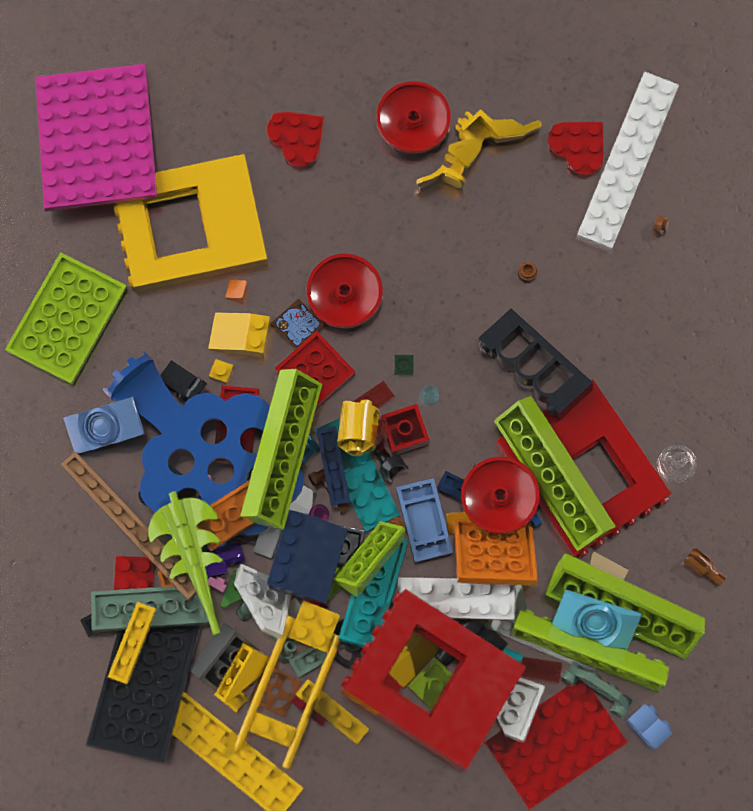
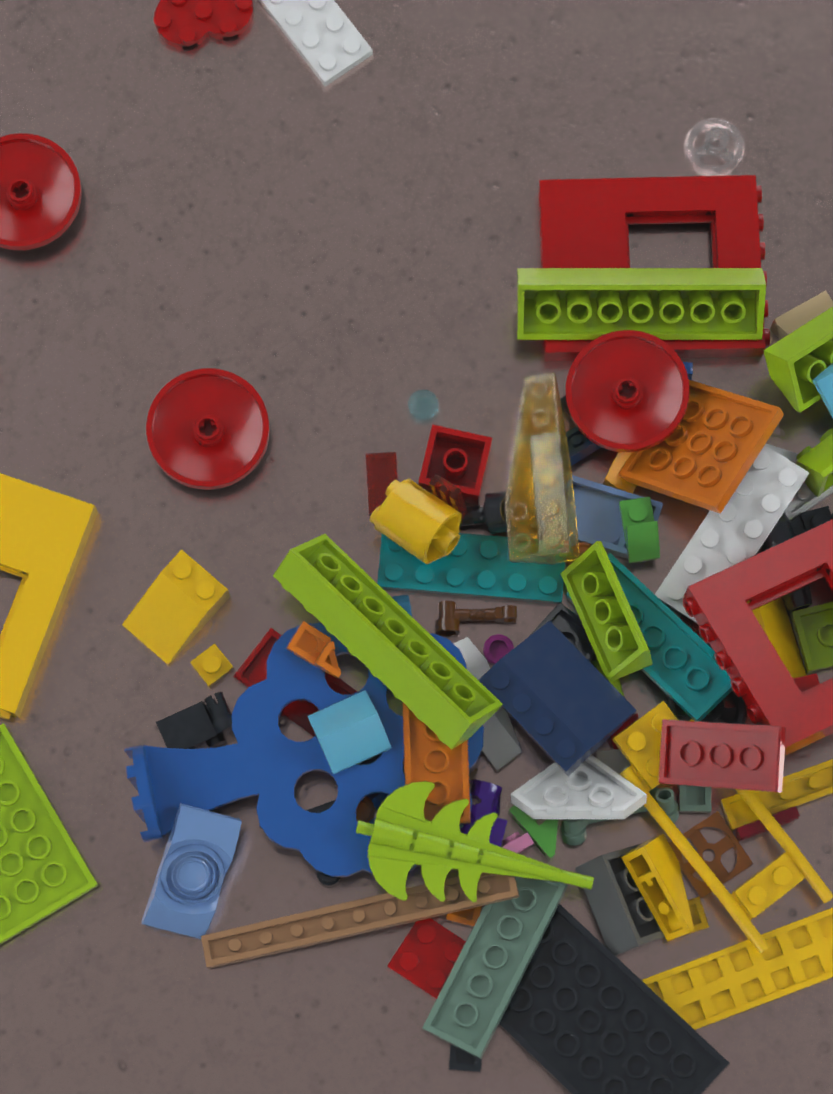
camera: 60 degrees left, 0 degrees up
(132, 643) = (534, 1009): yellow plate -> none
(221, 459) = (349, 732): none -> medium azure slope
(237, 290) = (109, 575): orange slope -> none
(255, 415) = (315, 648): none -> orange slope
(297, 324) = (212, 522): tile -> none
(319, 362) = (284, 521): red plate -> none
(323, 660) = (722, 755): none -> red tile
(333, 467) = (448, 589): dark blue plate -> none
(404, 365) = (360, 414): clear green tile -> none
(422, 479) = (540, 479): none -> clear yellow wedge
(428, 548) = (640, 530): none -> bright green slope
(472, 135) = (100, 132): yellow piece -> none
(527, 271) = (334, 176): dark orange plate -> none
(561, 400) = (546, 241): black fence -> none

